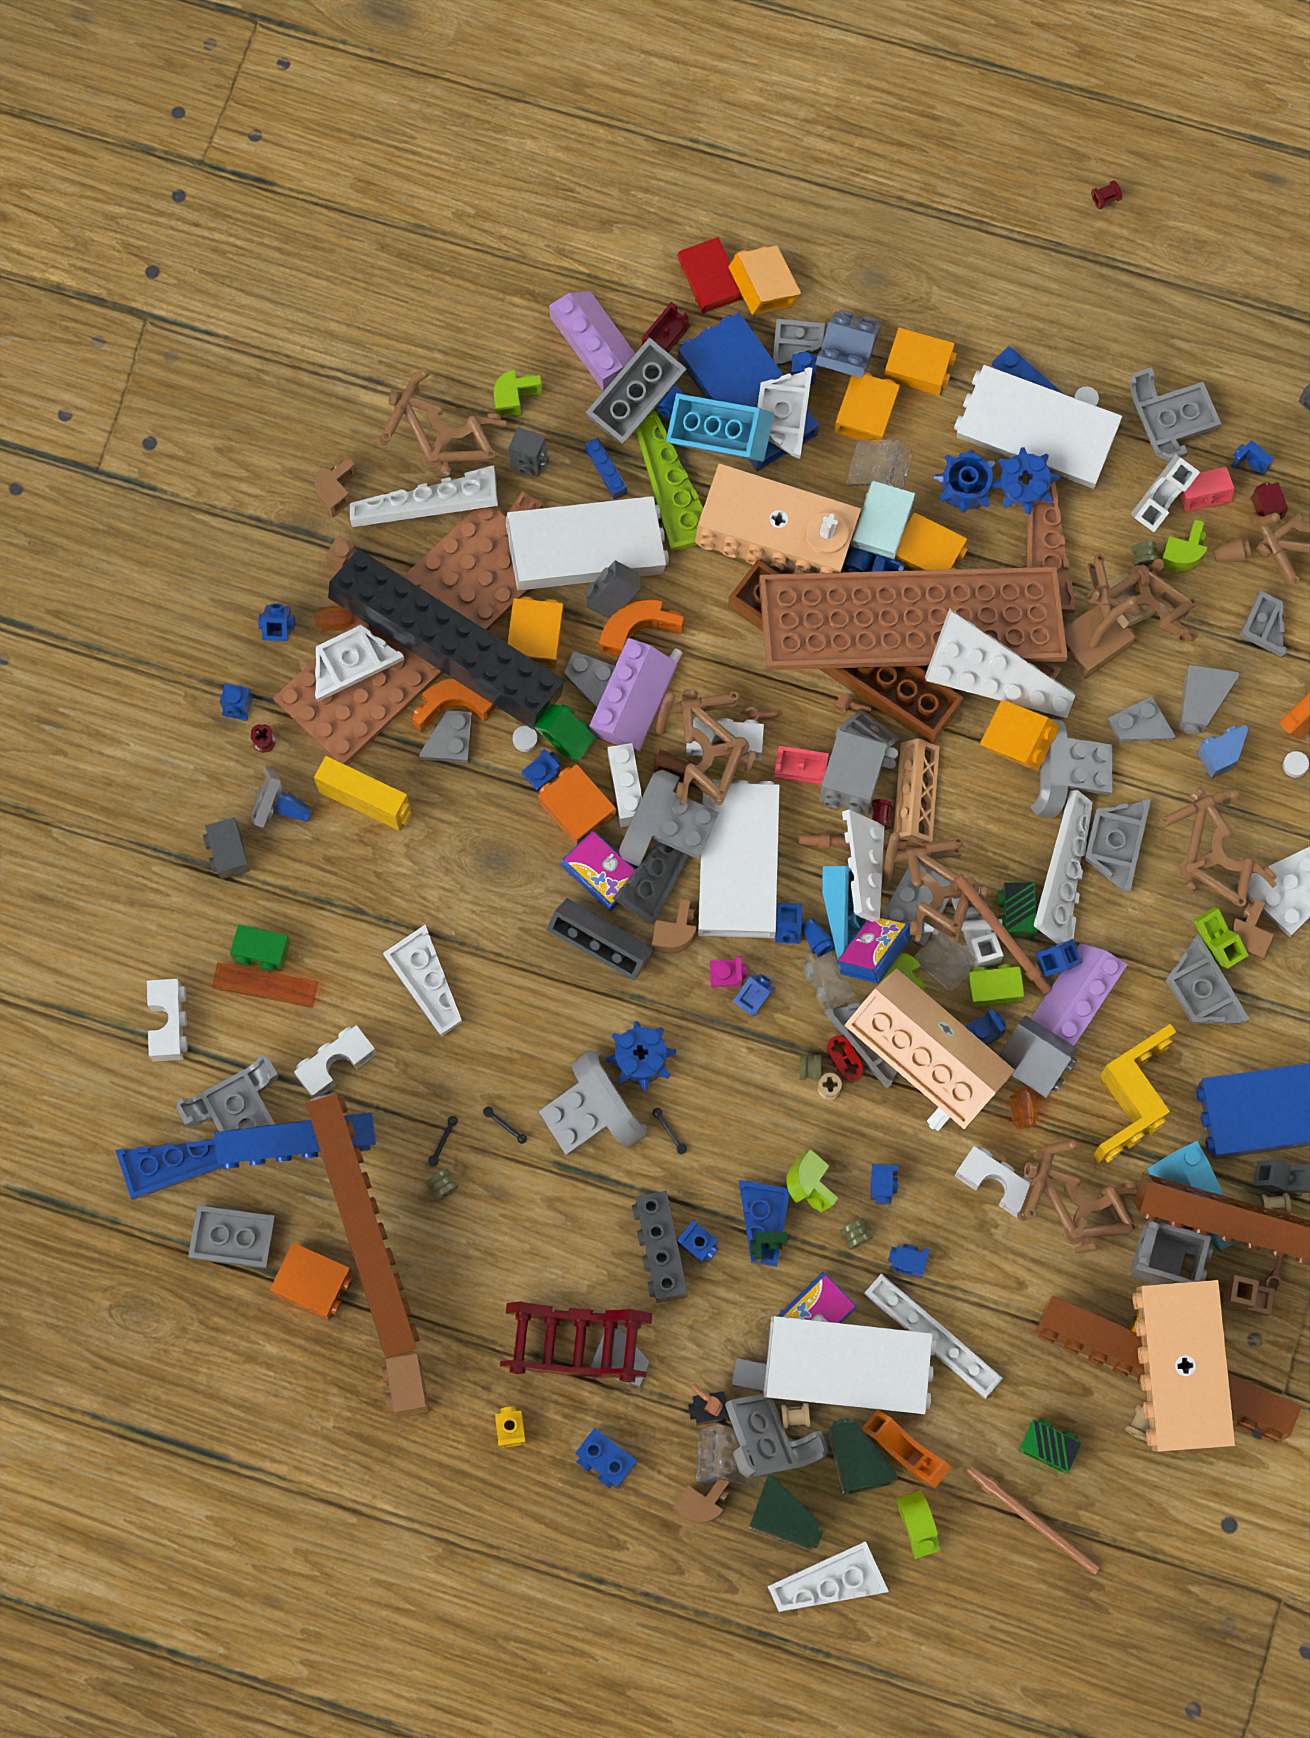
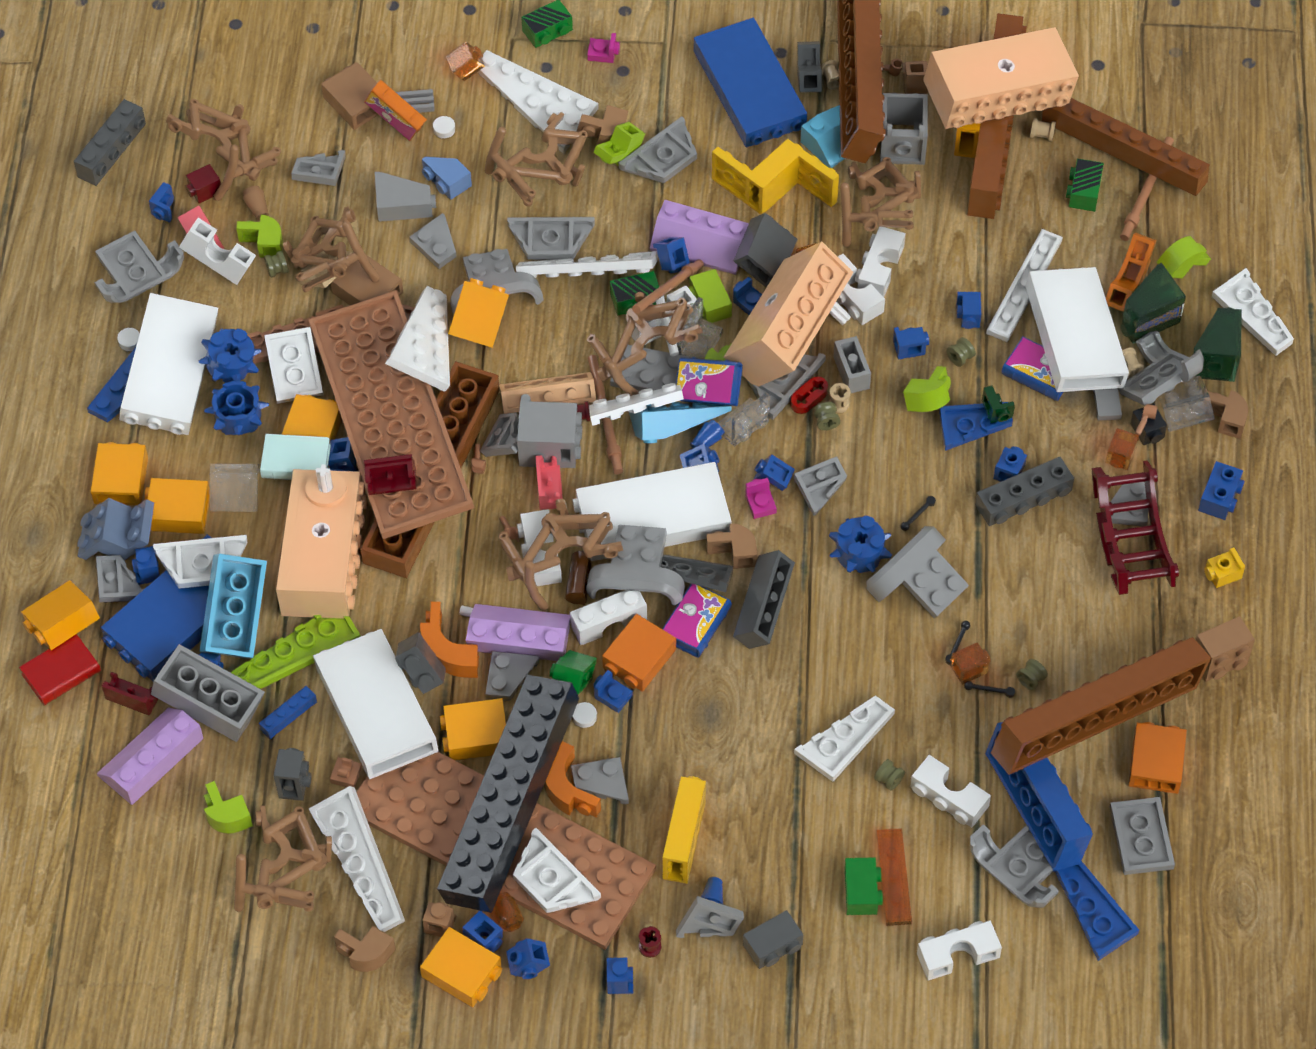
camera: 105 degrees left, 15 degrees down
(289, 566) = (461, 967): none -> light orange brick
(316, 583) = (480, 926): none -> blue brick
(371, 1009) = (889, 774): none -> olive wheel
(472, 1127) = (970, 663): none -> clear orange brick
(685, 1367) = (1122, 449): none -> clear orange brick
(729, 1038) = (820, 483): none -> light grey wing
(822, 594) = (390, 474): none -> dark red hinge
(864, 1108) = (852, 364): none -> light grey brick
(987, 1129) = (861, 303): none -> white arch
(1007, 544) = (293, 364): none -> white plate
(1086, 1514) = (1129, 145): none -> dark orange brick

